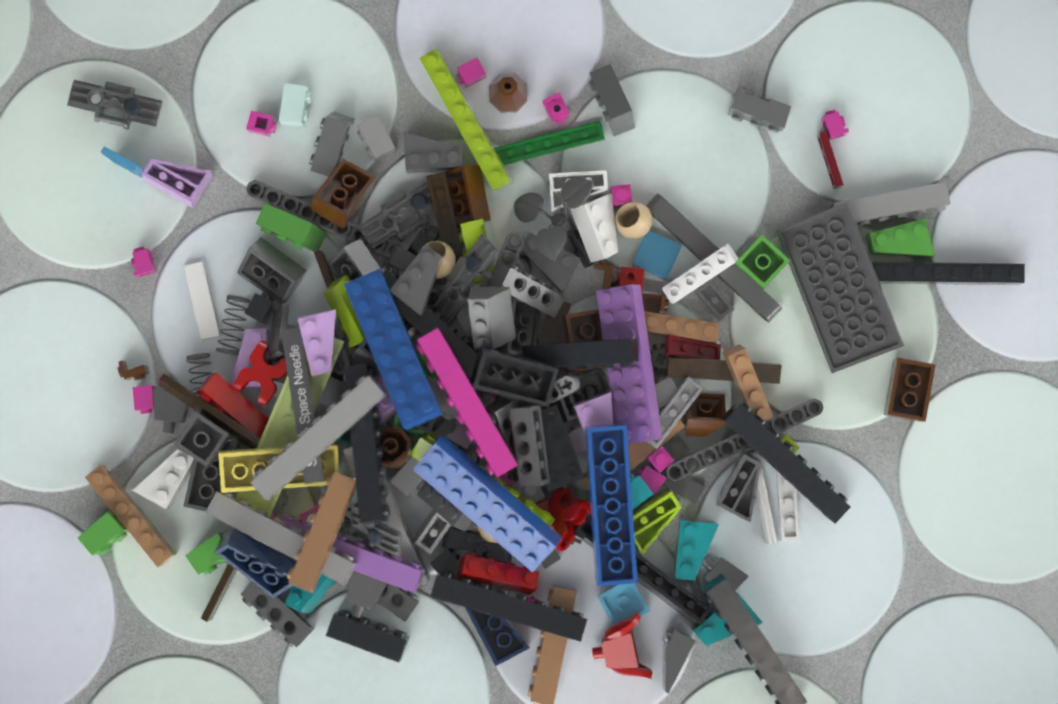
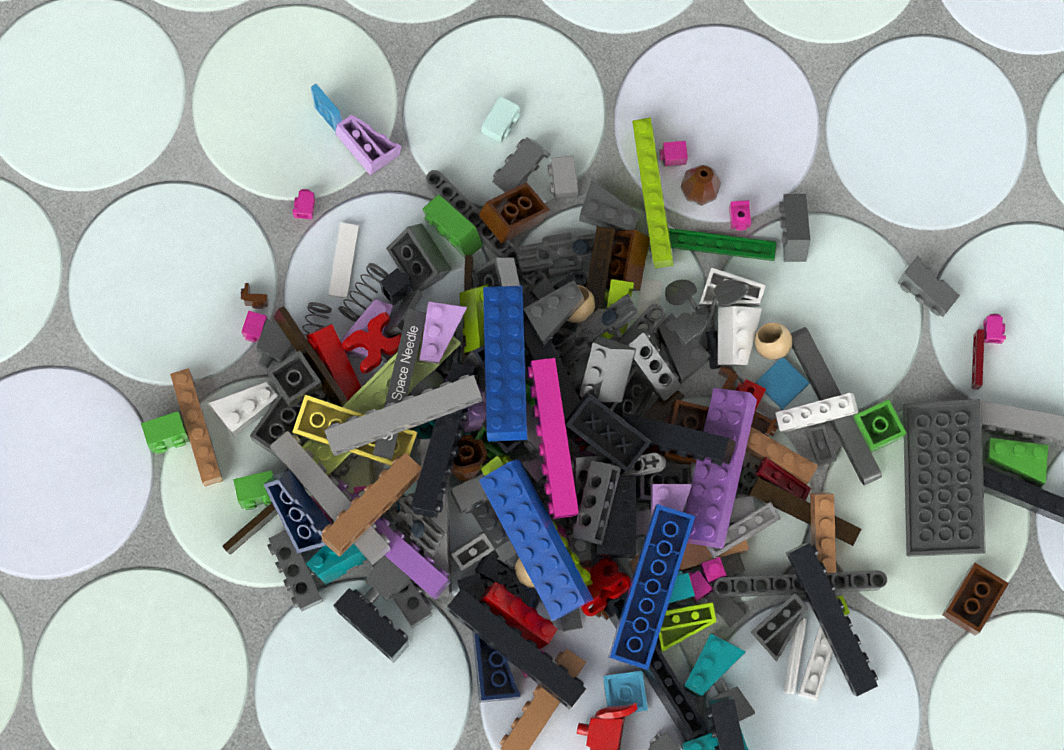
camera: 15 degrees right, 10 degrees down
(117, 97) = (343, 51): dark grey piece -> none
(257, 119) = (460, 119): dark pink brick -> none
(621, 195) = (769, 314): dark pink brick -> none
(705, 415) = (770, 546): reddish brown slope -> none

